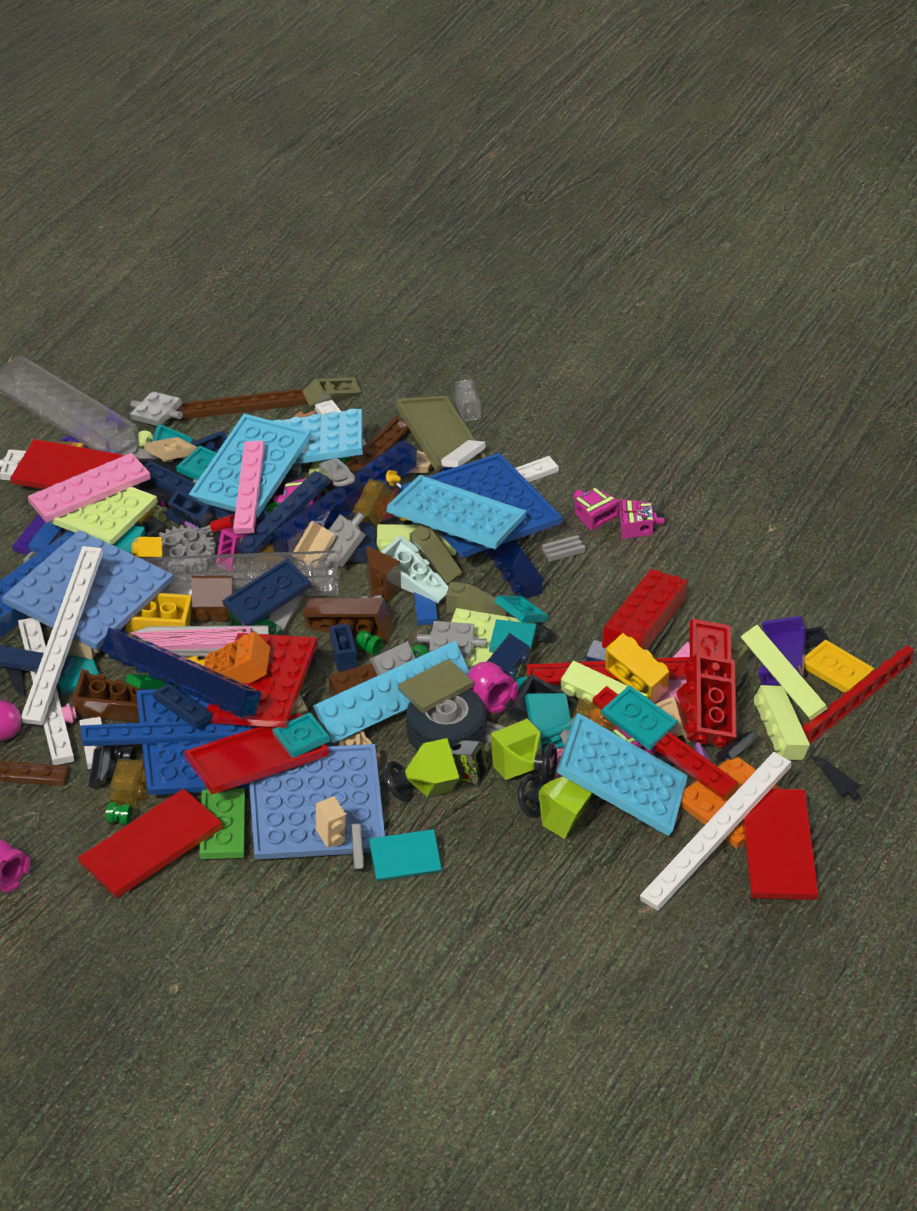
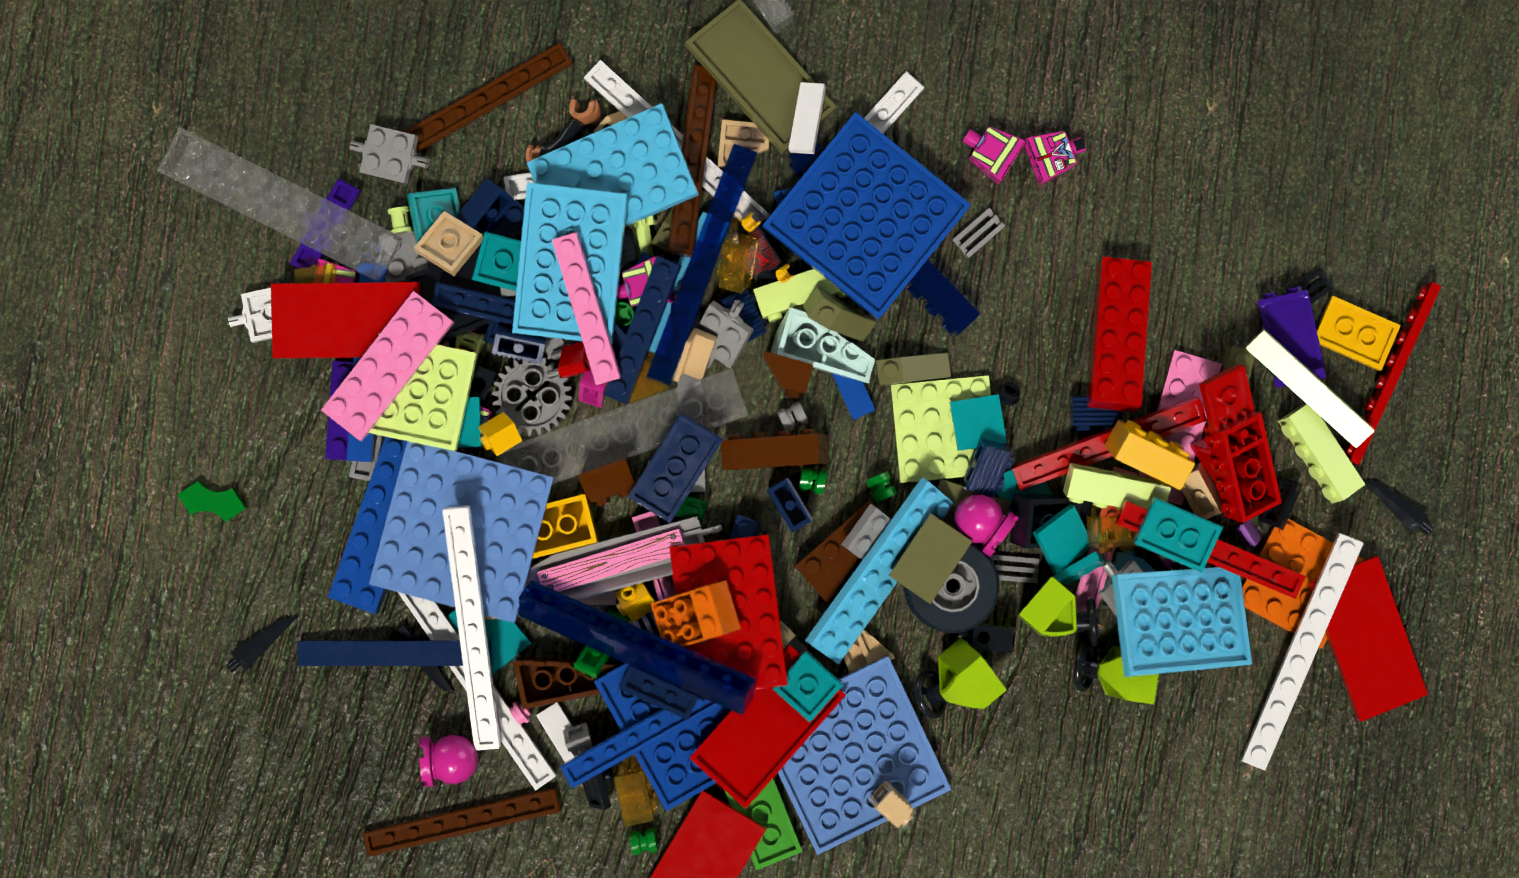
camera: 20 degrees left, 45 degrees up
(330, 388) = (595, 45): olive slope -> none
(337, 472) = (682, 241): light grey plate -> none
(357, 846) = (925, 812): light grey tile -> none
(405, 855) = (976, 795): teal tile -> none
(450, 631) = (910, 451): light grey plate -> none
(456, 511) = (854, 265): medium azure plate -> none
(521, 608) = (969, 367): teal tile -> none

